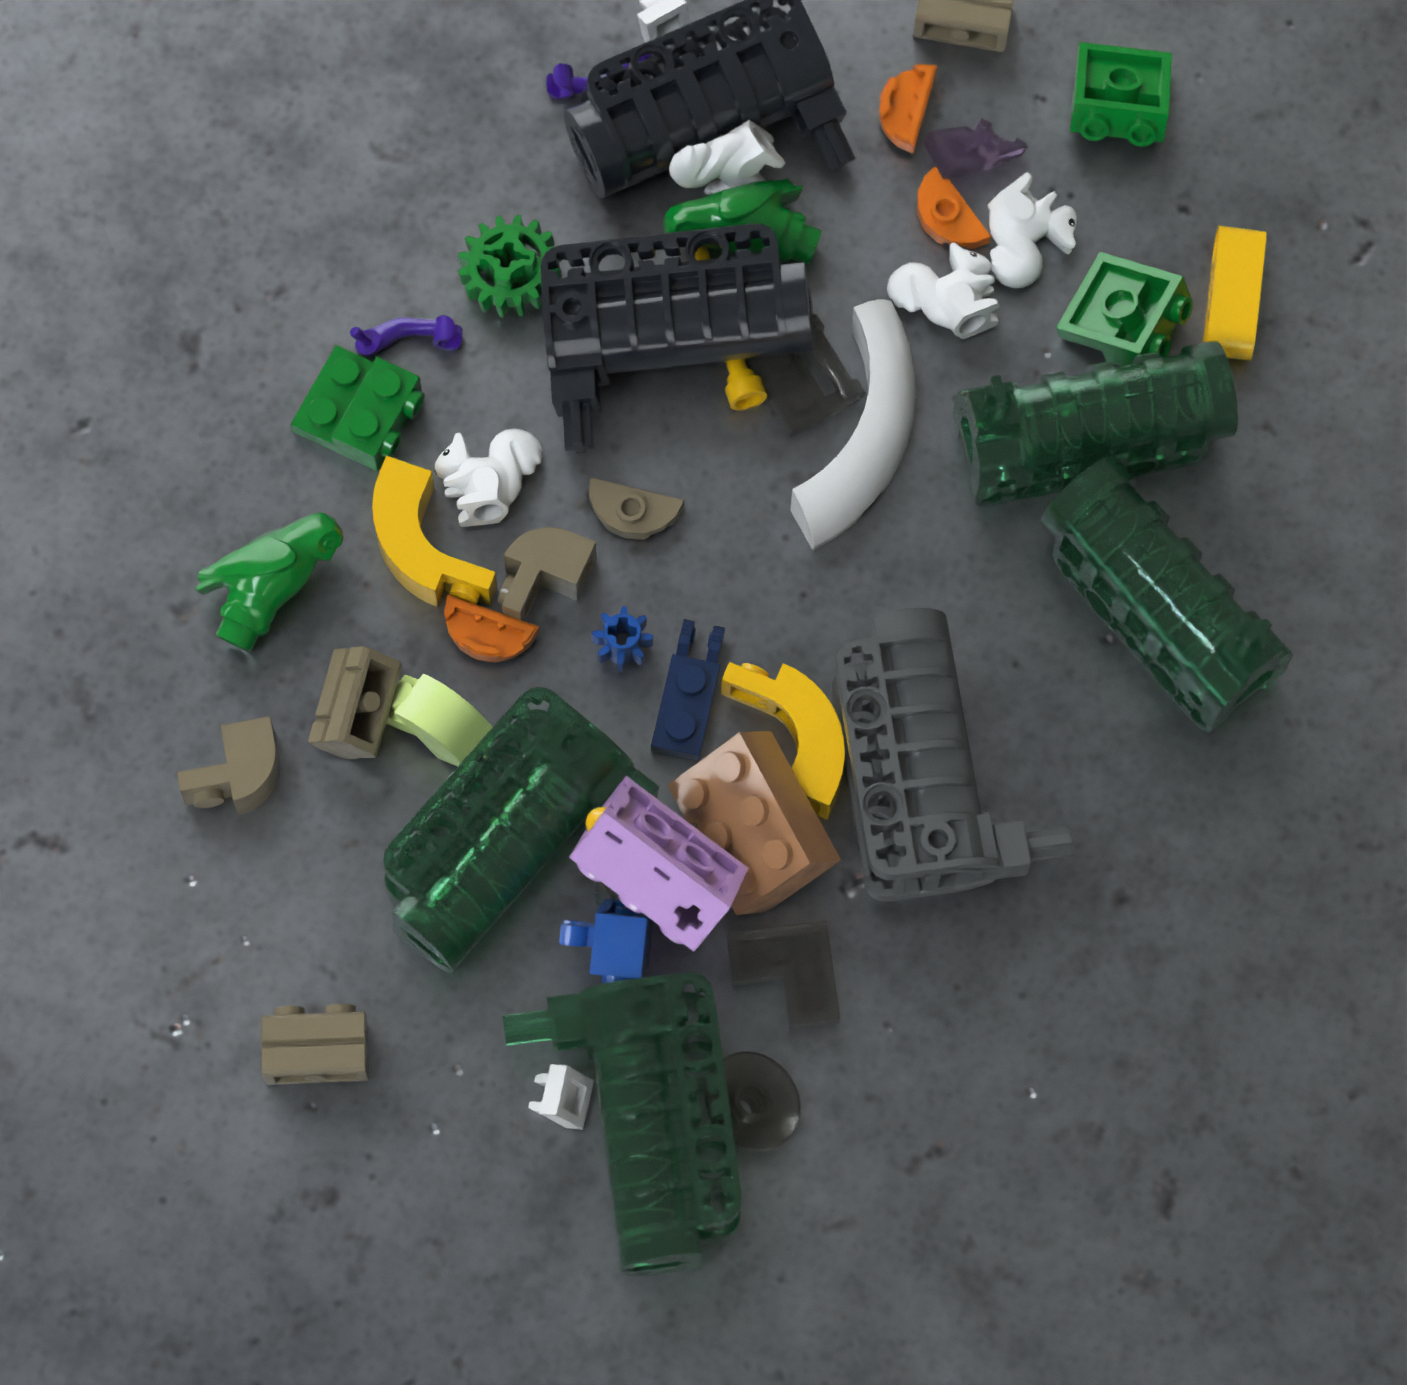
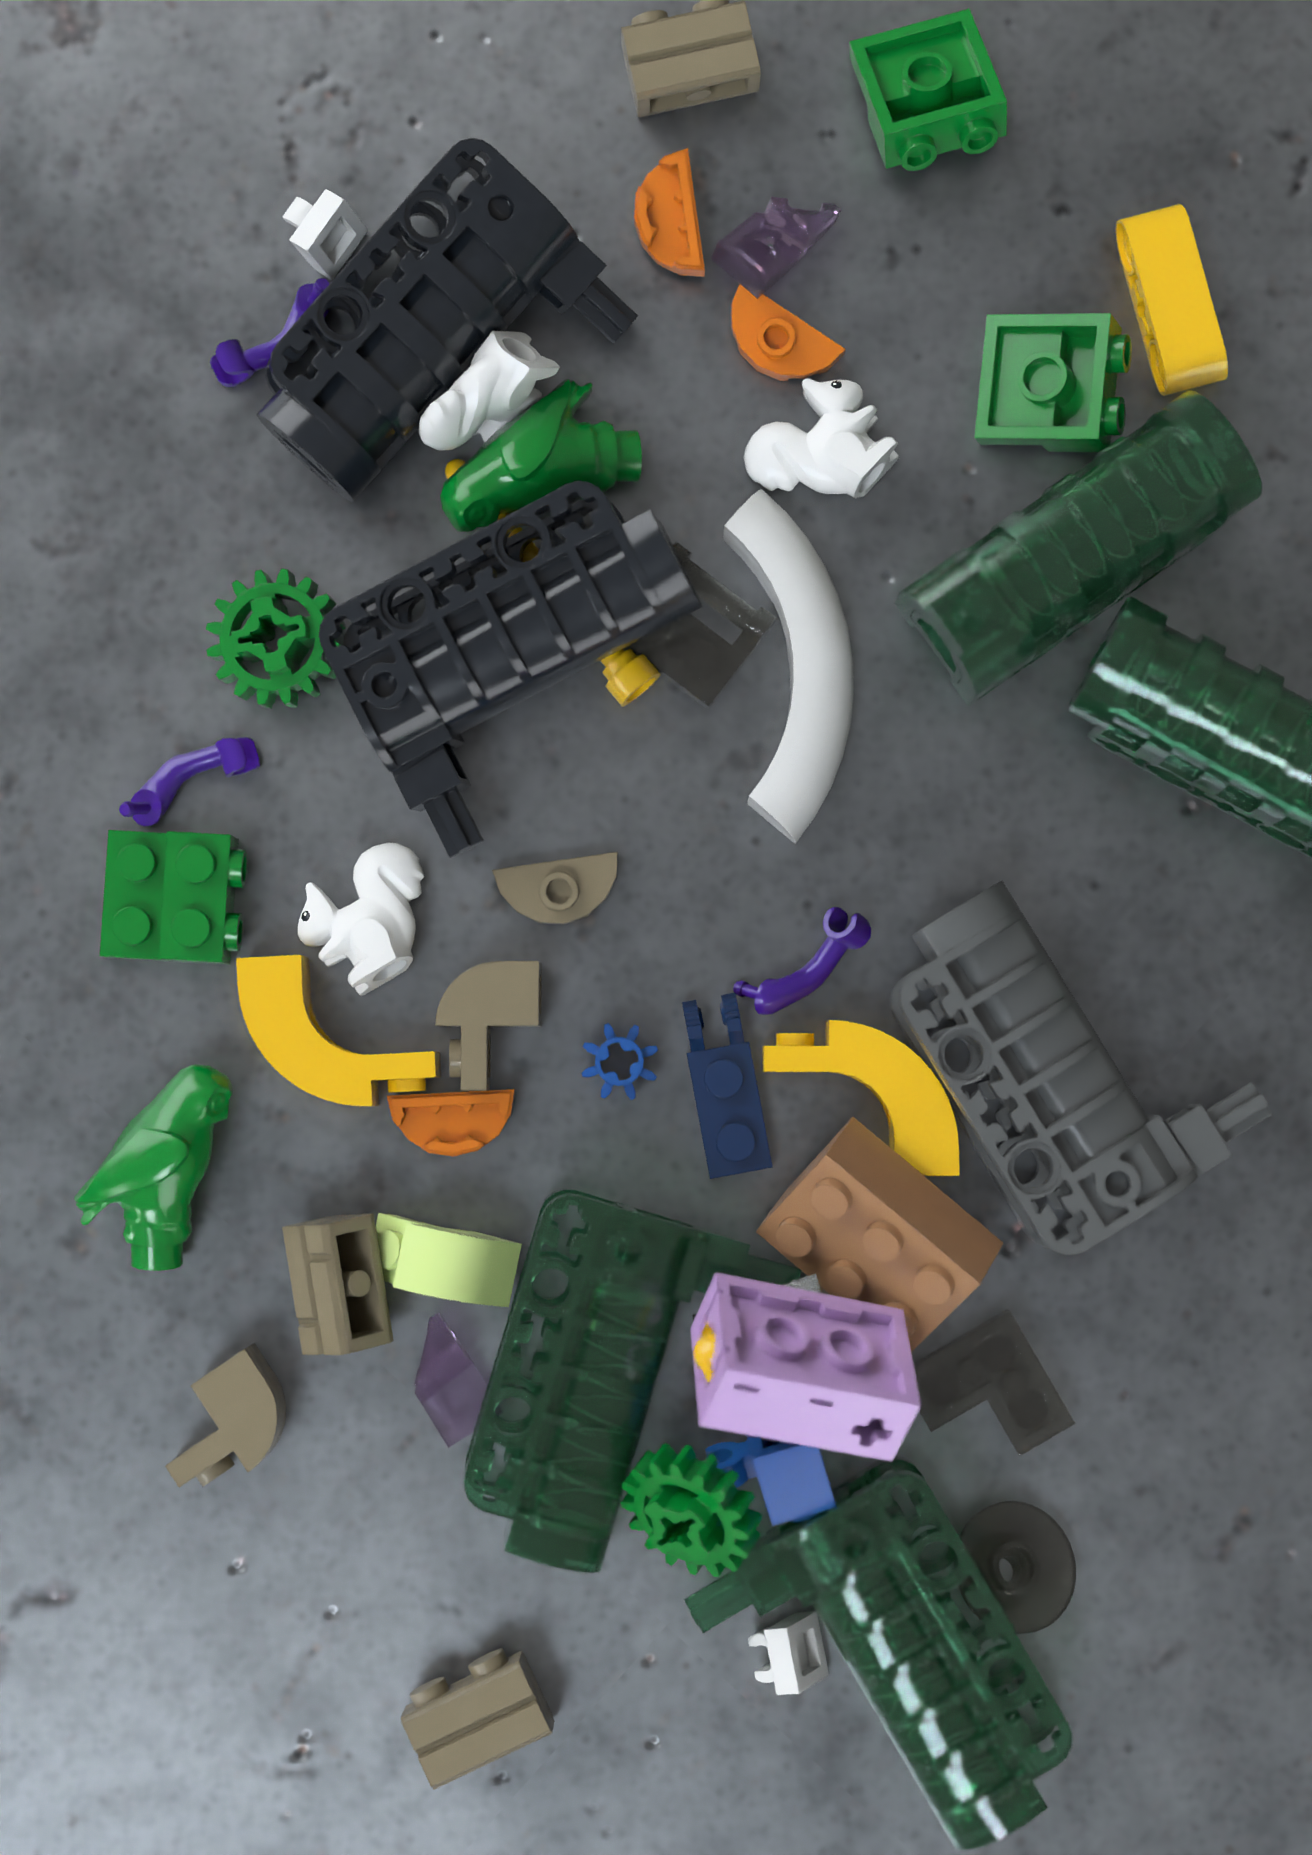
camera: 15 degrees left, 15 degrees up
(398, 803) = (449, 1383): none -> clear purple slope
(536, 943) = (691, 1510): none -> green gear
(754, 640) = (779, 993): none -> dark purple piece
(1017, 224) = (871, 324): white animal -> none

